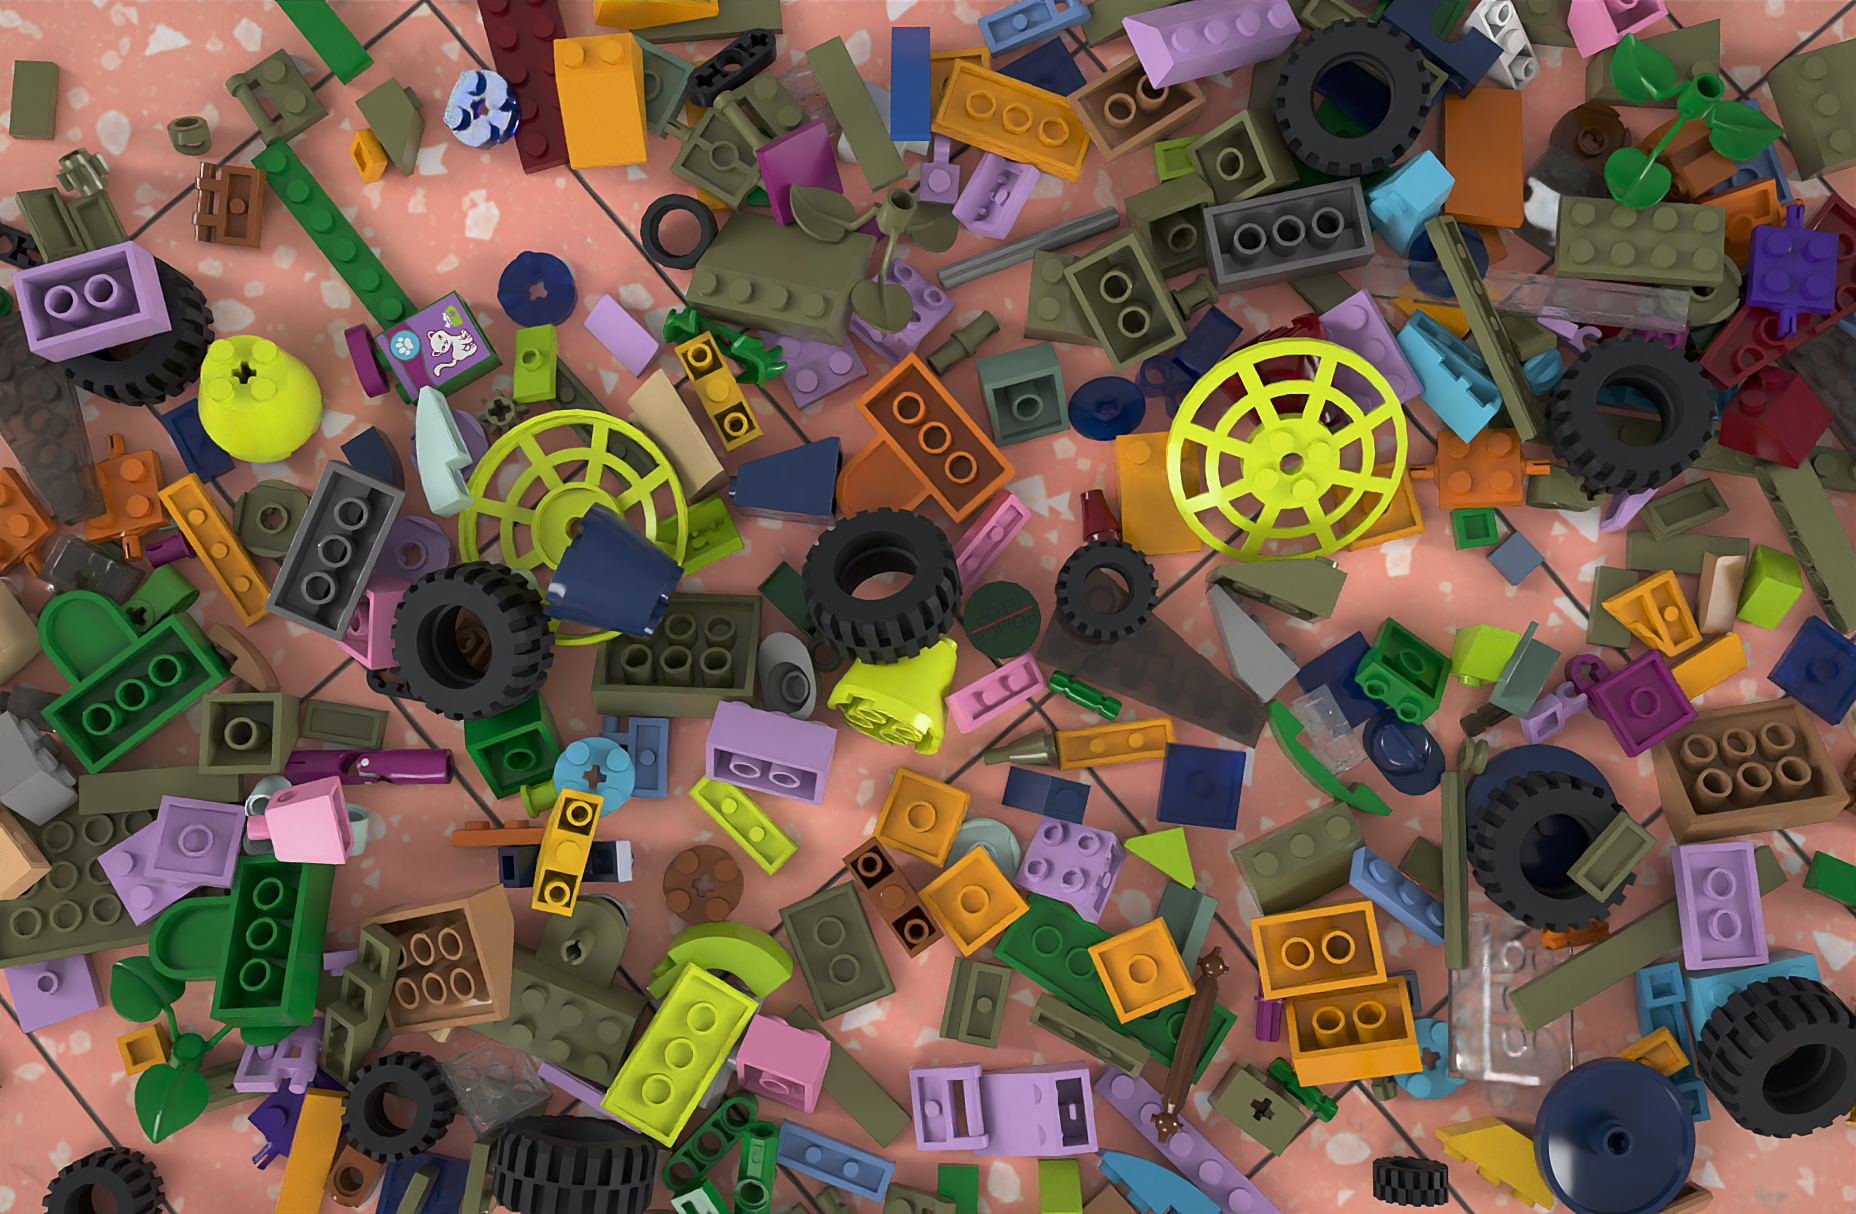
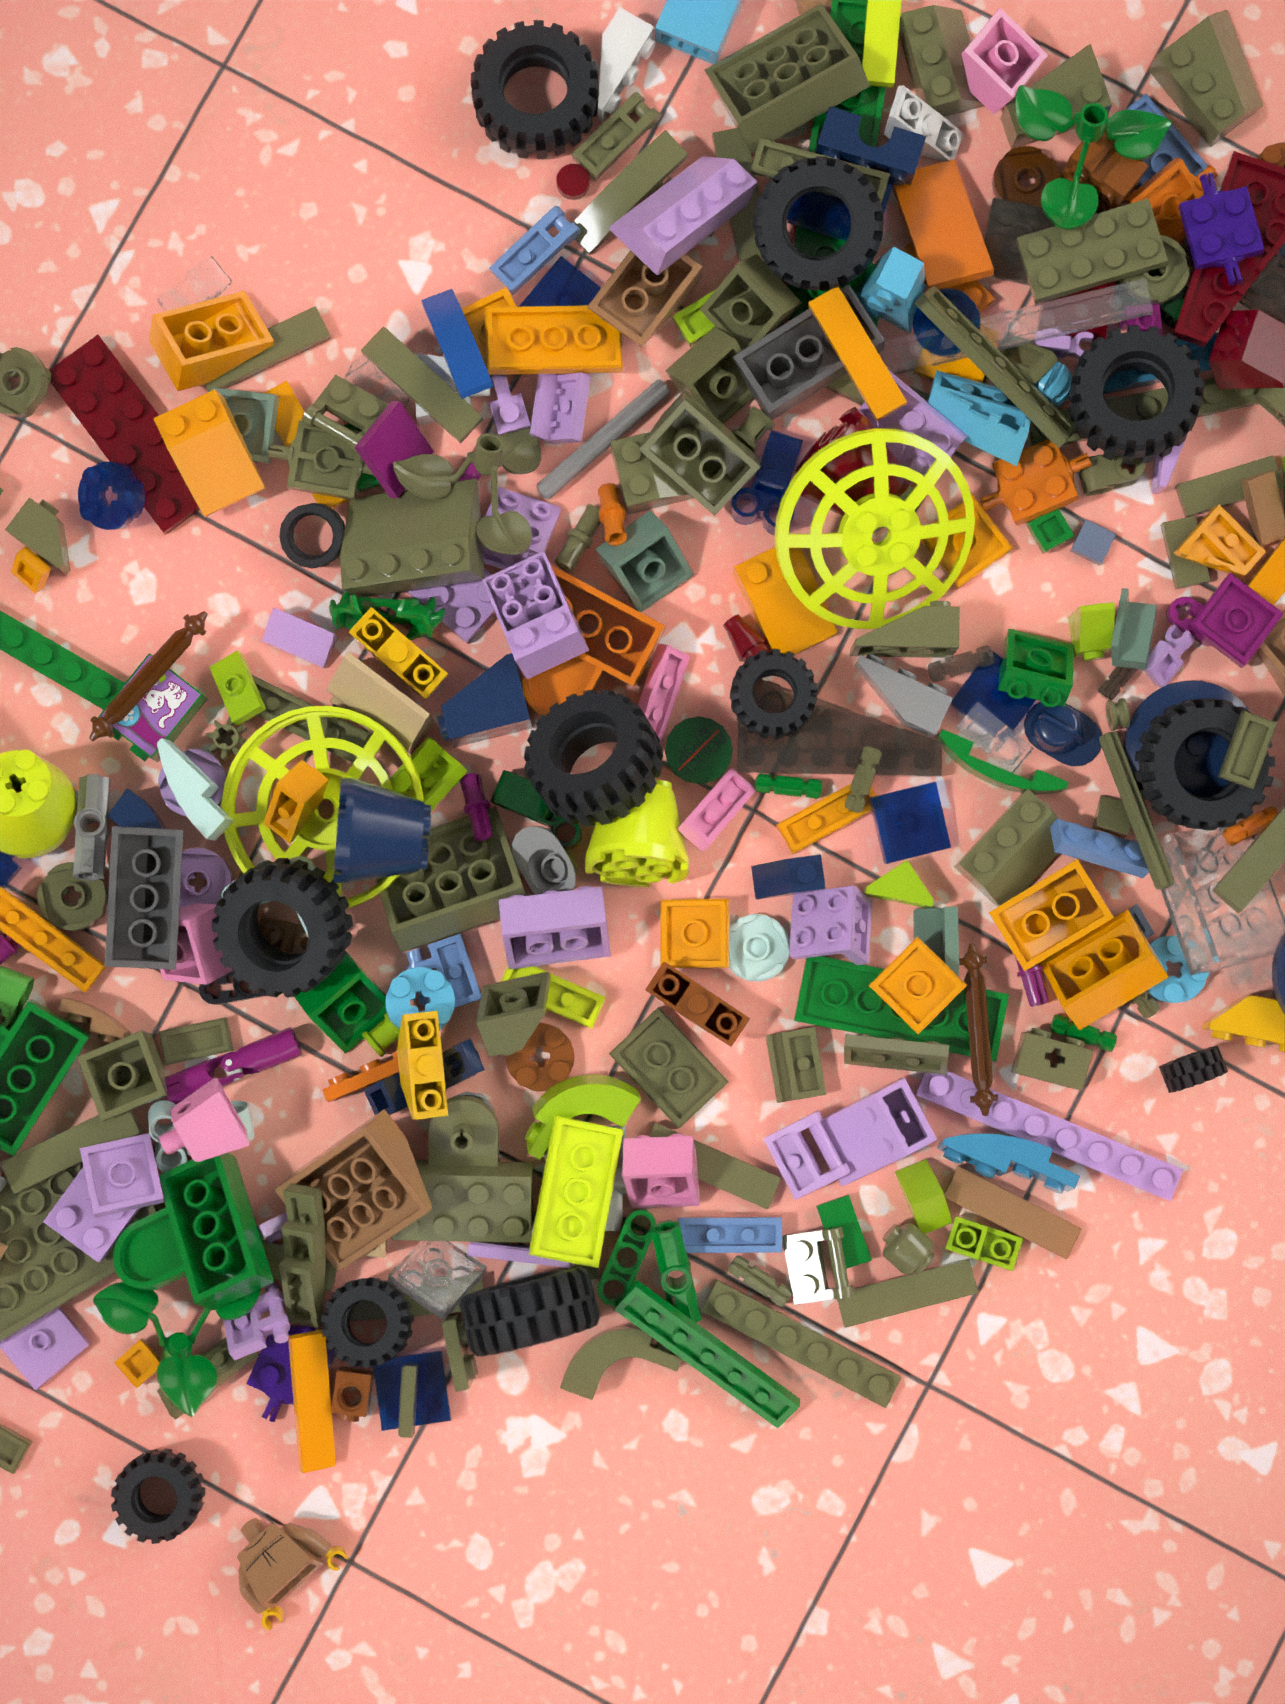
camera: 25 degrees left, 0 degrees up
(330, 431) = (92, 808): none -> light grey piece
(368, 367) = (103, 746): magenta beam -> none
(441, 314) = (148, 676): none -> reddish brown wheel
(529, 270) = (229, 616): clear blue plate -> none
(544, 506) = (295, 800): none -> light orange slope
(686, 828) = (511, 1012): none -> olive slope
(739, 588) = (476, 806): none -> magenta axle
(751, 51) = (303, 370): black beam -> none
(879, 406) = (535, 615): none -> lavender slope
(973, 900) = (762, 982): light orange plate -> none
(1006, 330) = (612, 514): none -> orange pin
(1031, 749) = (763, 845): olive cone -> none
(1105, 397) = (710, 539): clear blue dish -> none
(1168, 720) = (863, 779): none -> olive axle
(1322, 635) = (960, 664): none -> clear smoke axle
(1340, 255) = (857, 353): none -> light orange tile
(1683, 509) = (1212, 452): olive tile -> none

